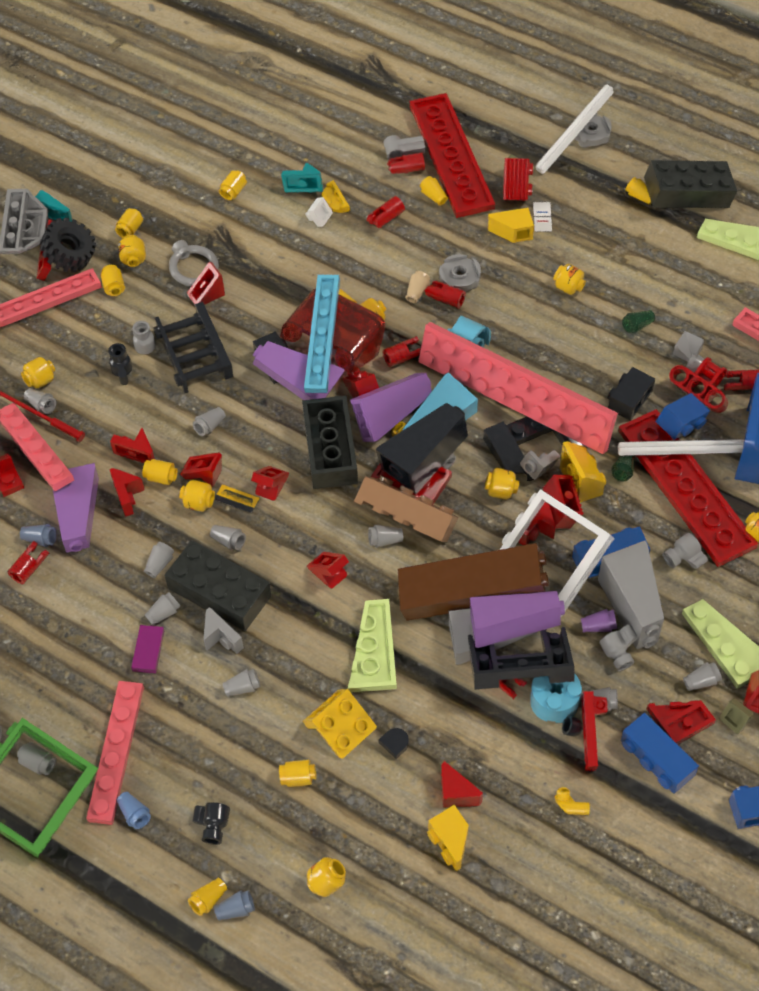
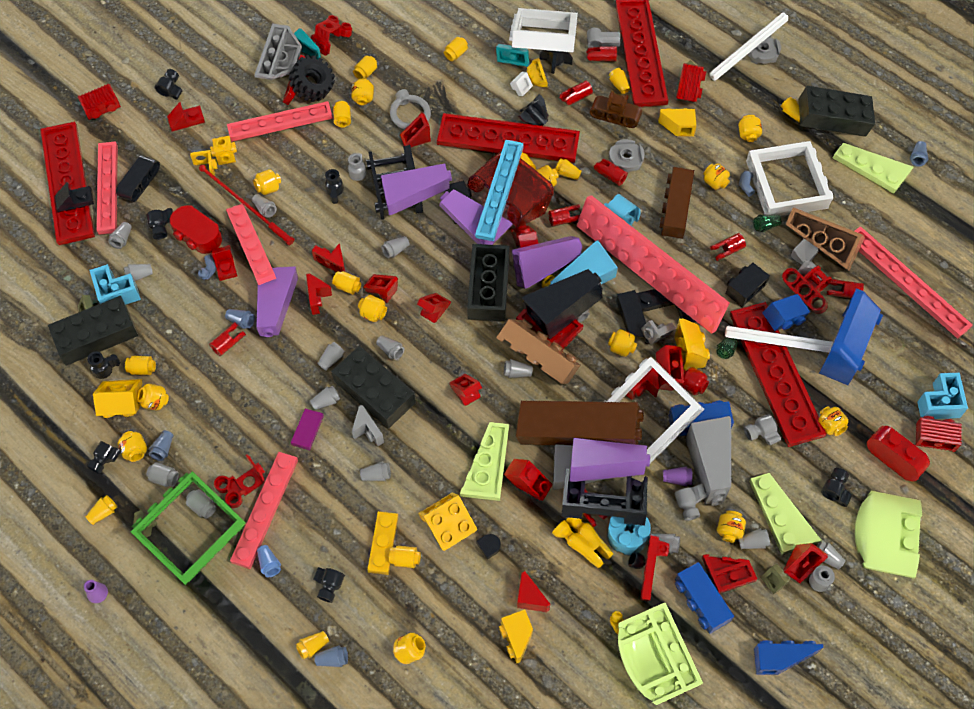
camera: 10 degrees right, 5 degrees up
(70, 190) = (322, 33): none -> red piece
(74, 731) = (236, 487): none -> red piece
(218, 347) = (413, 186): none -> medium lavender slope
(236, 498) = (404, 315): sticker -> none
(267, 763) = (382, 542): none -> yellow plate
(300, 274) = (491, 135): none -> red plate
(336, 156) = (543, 40): none -> white window
(342, 241) = (535, 112): none -> black brick
(353, 172) = (556, 58): none -> black brick
(395, 300) = (567, 169): none -> yellow cone
(417, 285) = (588, 161): tan cone -> none
(425, 656) = (528, 478): none -> red slope
(437, 224) = (616, 110): none -> reddish brown beam
(506, 714) = (583, 541): none -> yellow piece
(531, 316) = (677, 202): none -> reddish brown brick
(542, 216) = (706, 118): white sticker -> none
(596, 219) = (750, 128): none -> yellow head
(596, 510) = (695, 381): none -> red head
(601, 354) = (729, 245): none -> red hinge
(603, 283) = (744, 183): none -> sand blue arm
(619, 827) = (656, 655): none -> yellowish green slope
(627, 287) = (762, 187): none -> white window
(672, 666) = (731, 526): none -> yellow head
(715, 325) = (832, 239): none -> medium nougat wedge

